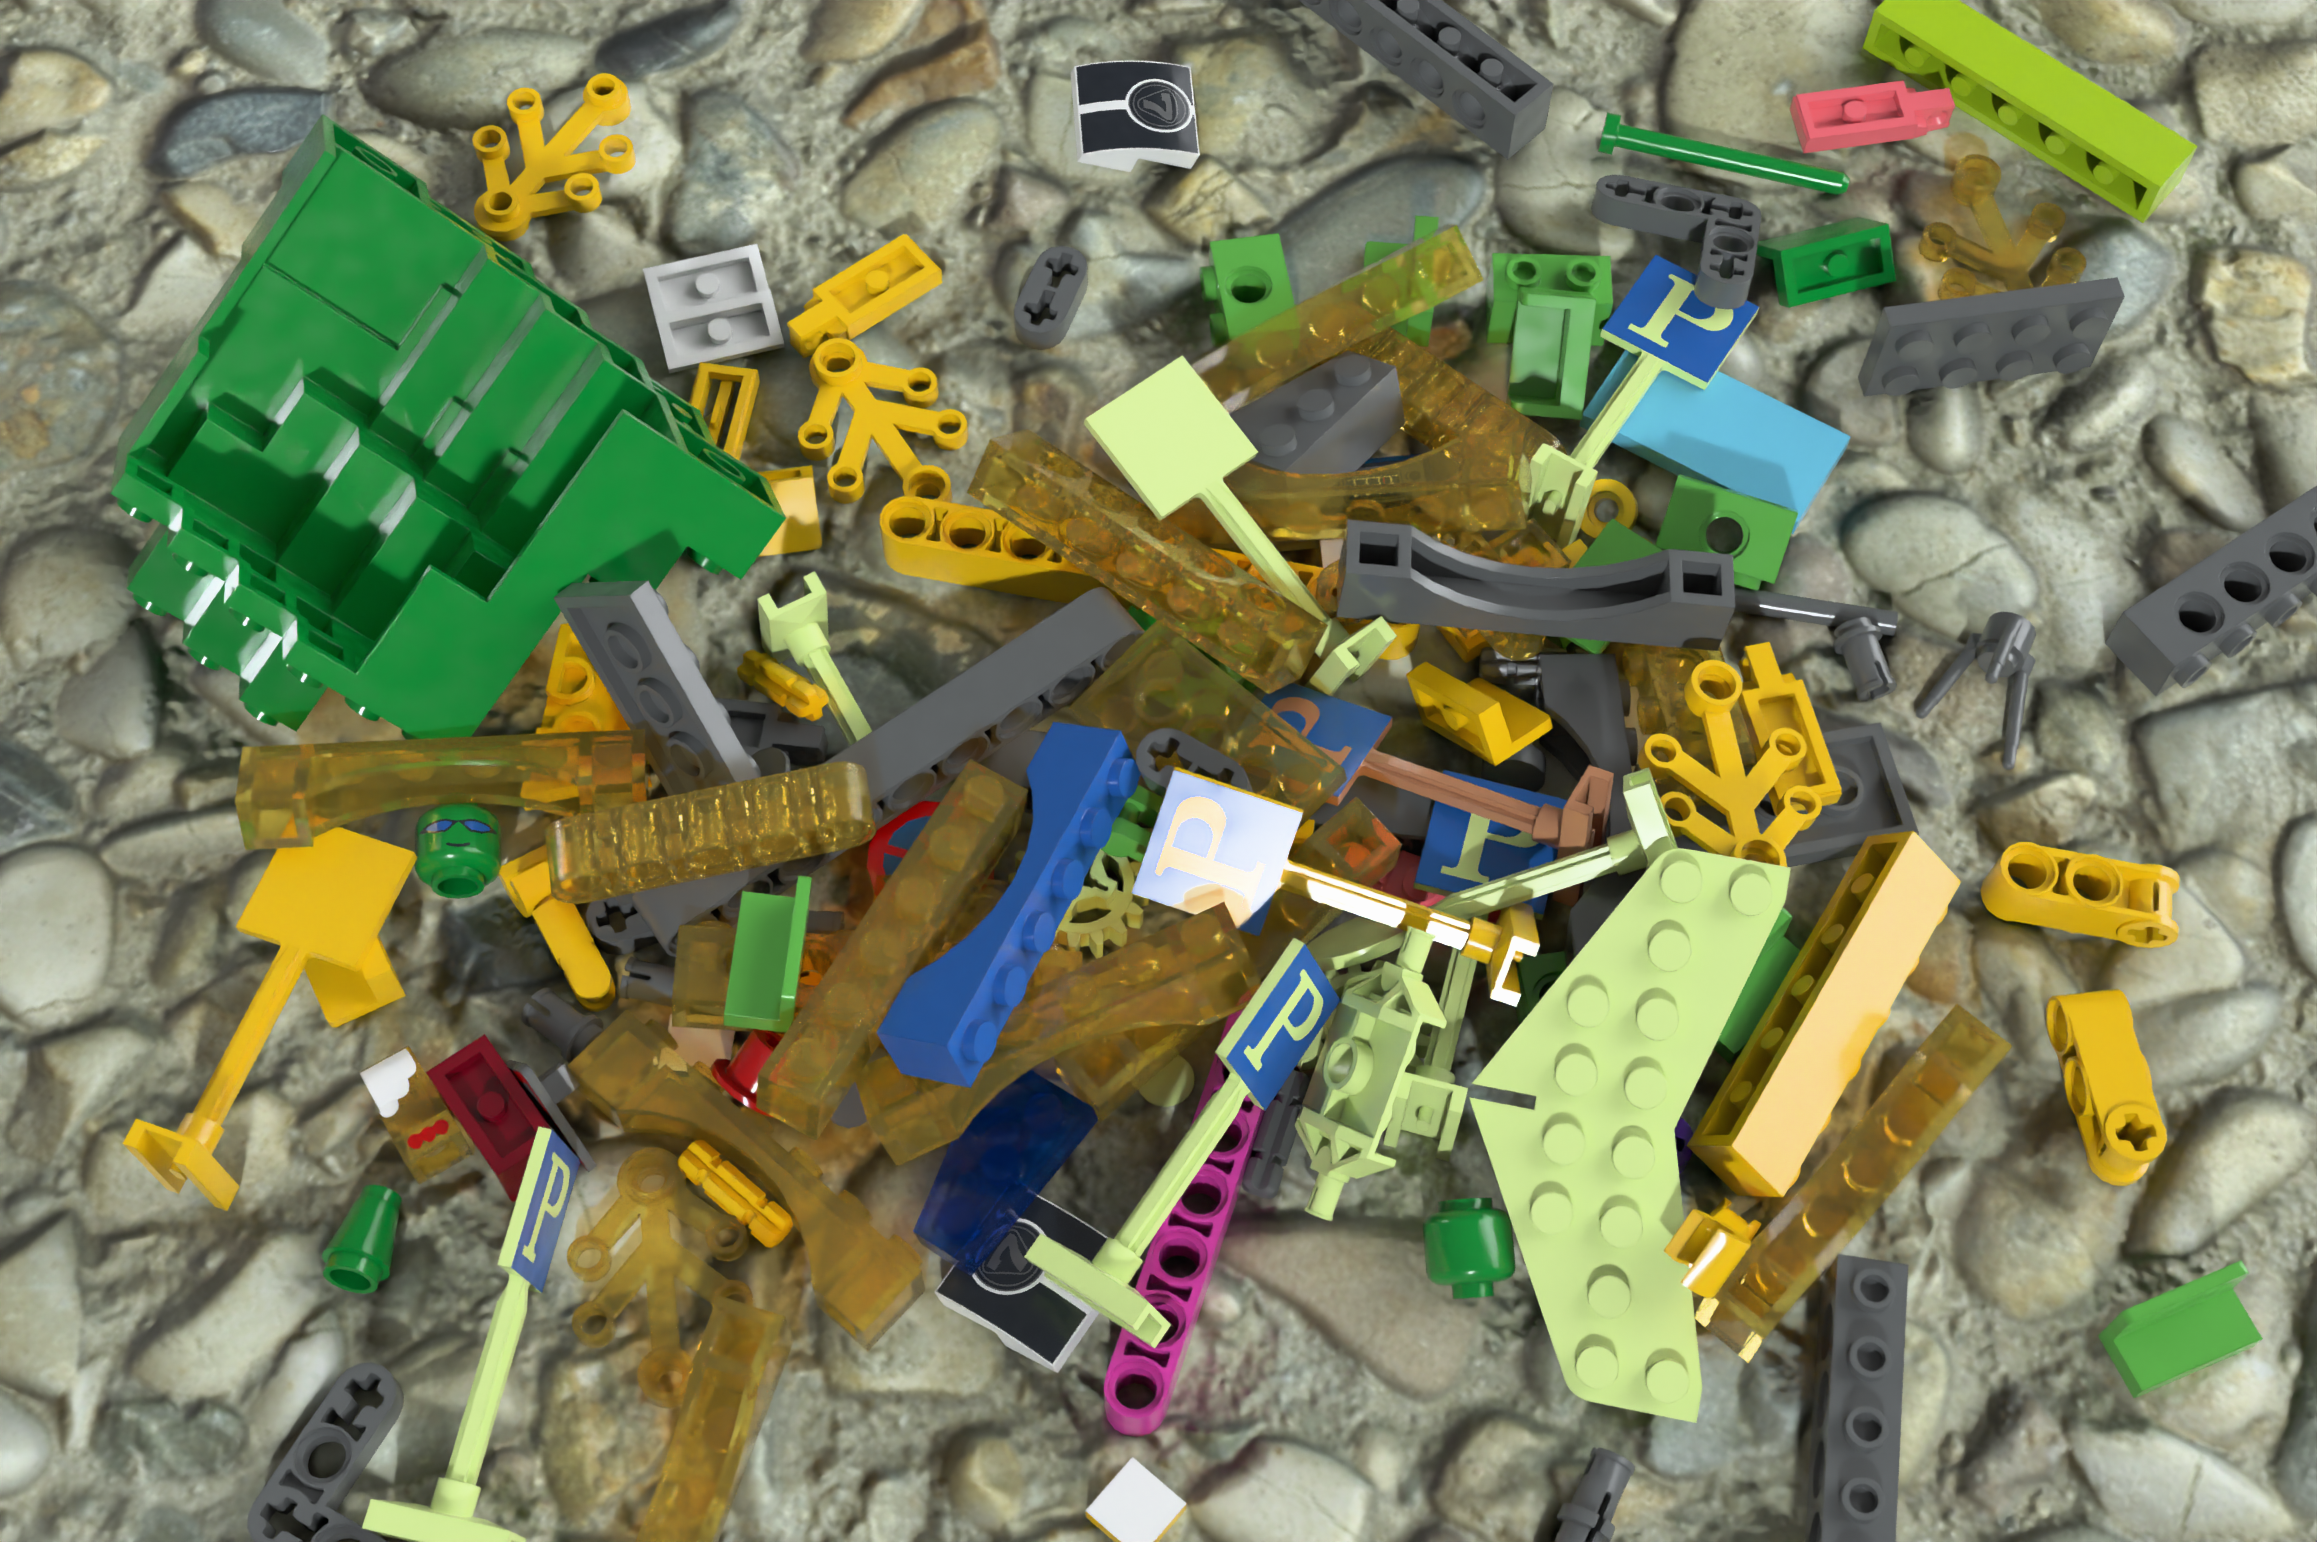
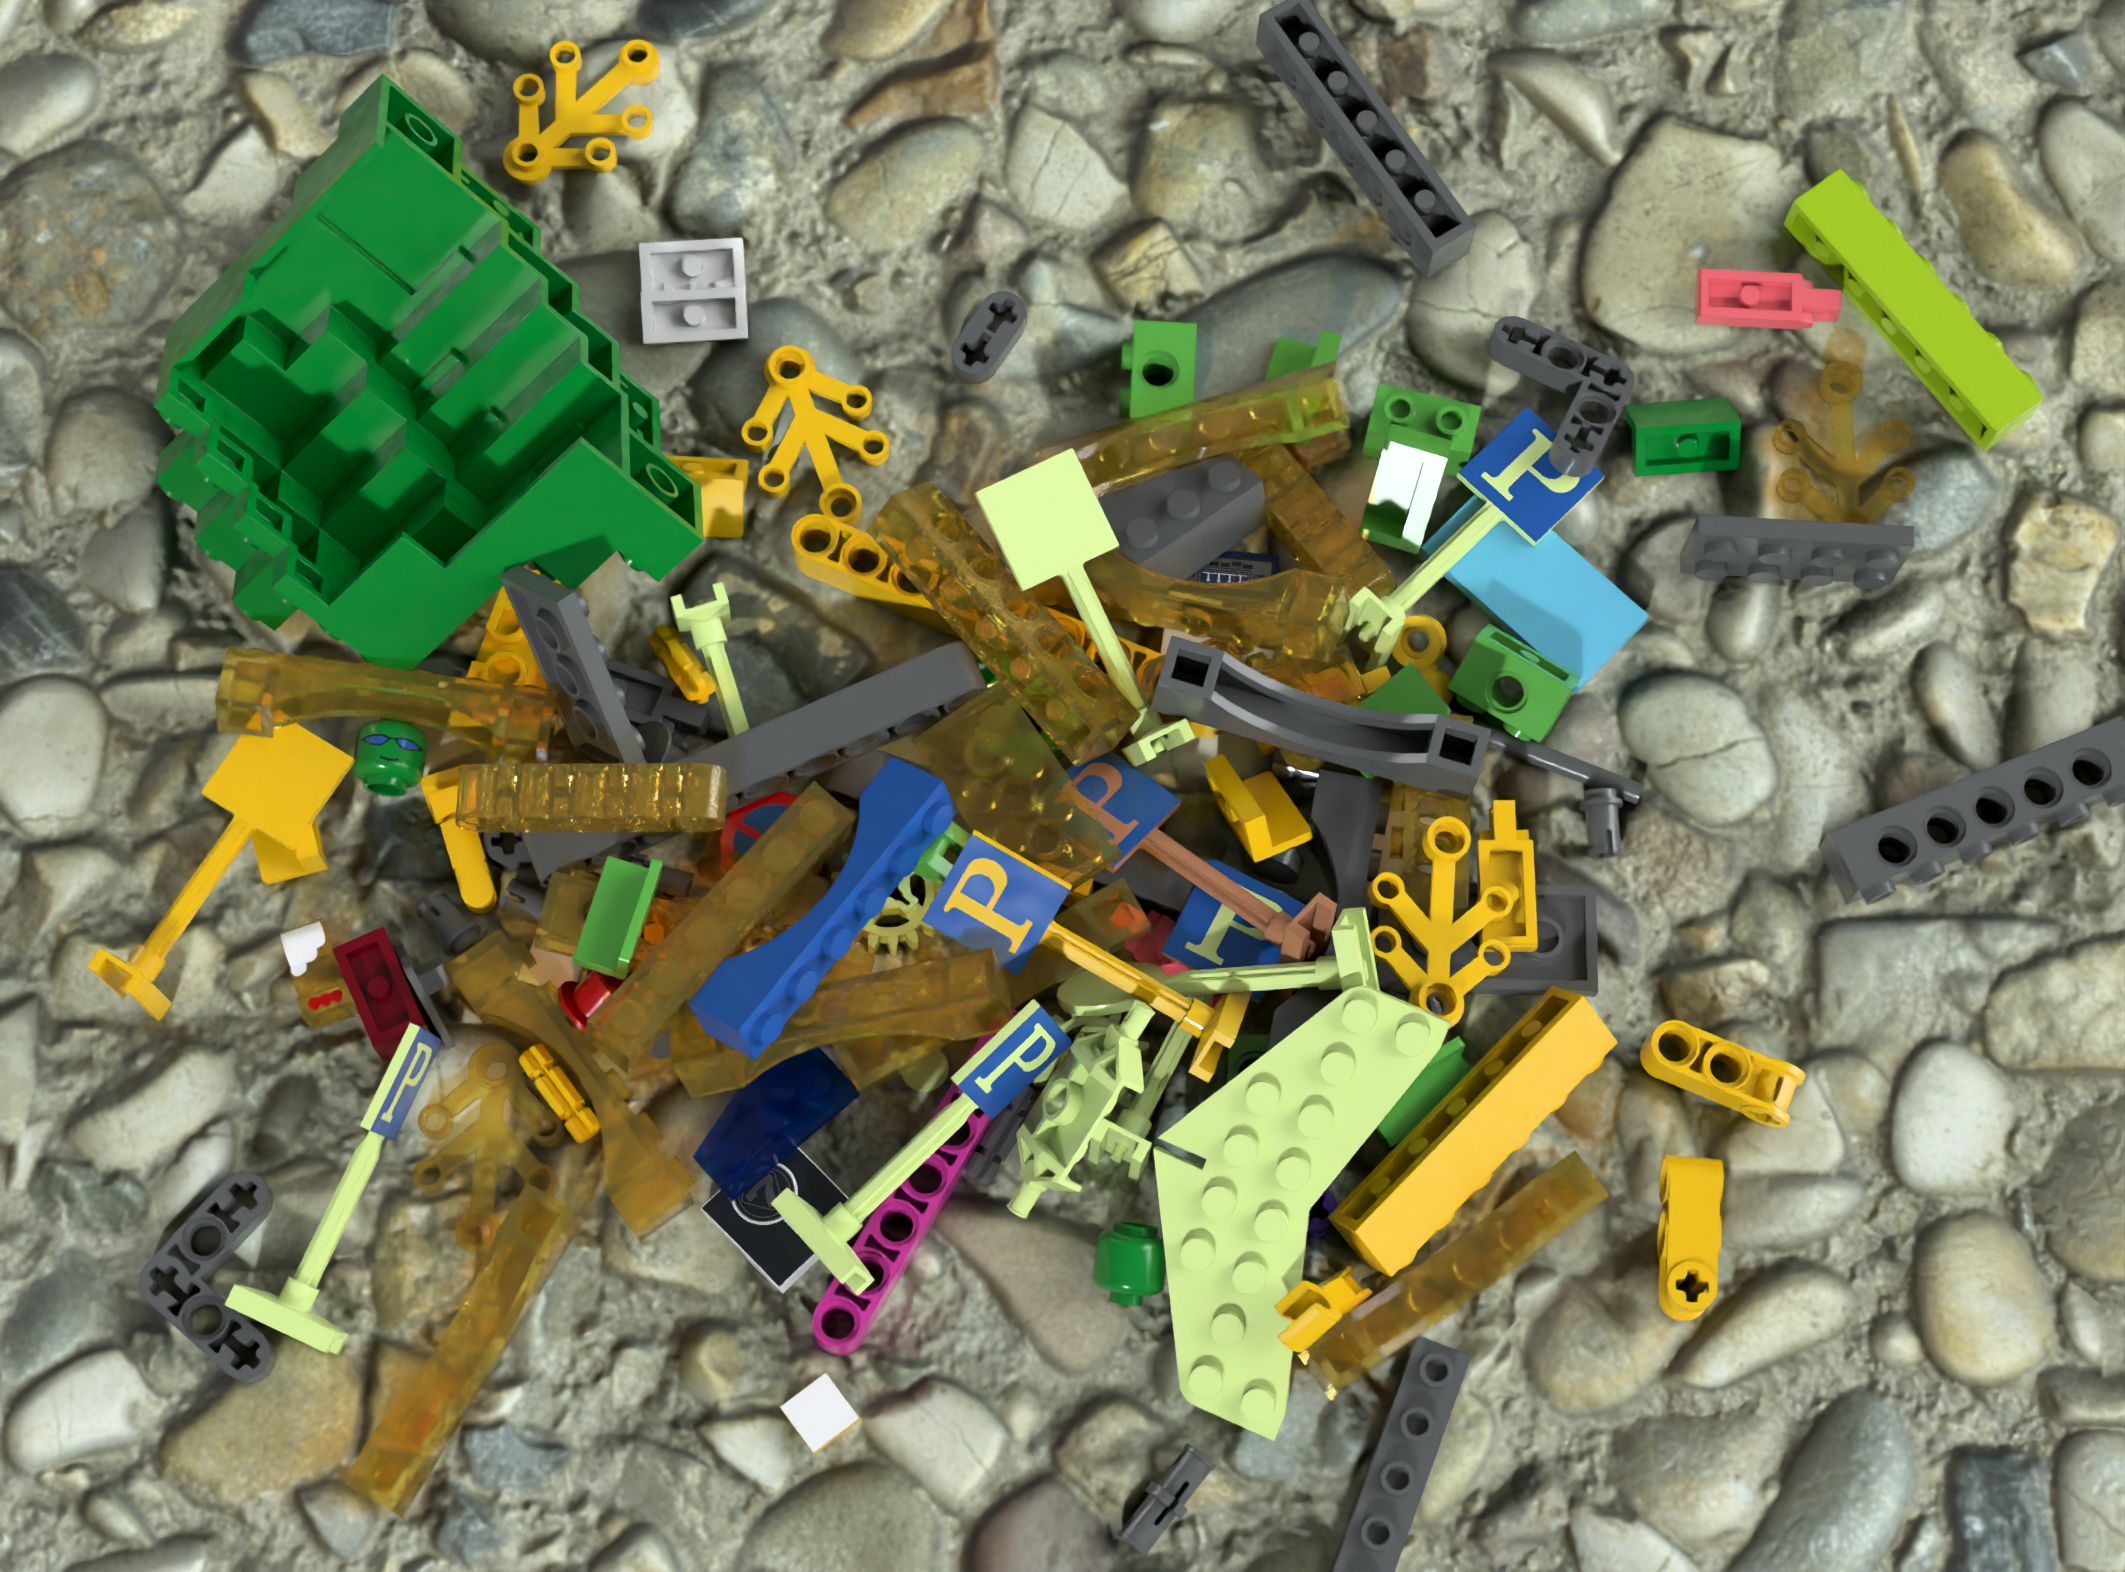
camera: 10 degrees right, 10 degrees up
(364, 1242) = (262, 1072): green cone -> none
(744, 406) = (694, 359): yellow tile -> none
(864, 294) = (826, 305): yellow hinge -> none
(1134, 114) = (1102, 169): black slope -> none
(1193, 757) = (1003, 815): dark grey beam -> none
(1719, 157) = (1616, 314): green bar -> none
(2000, 653) = (1721, 839): dark grey plant -> none
(2180, 1331) = (1684, 1451): bright green panel -> none

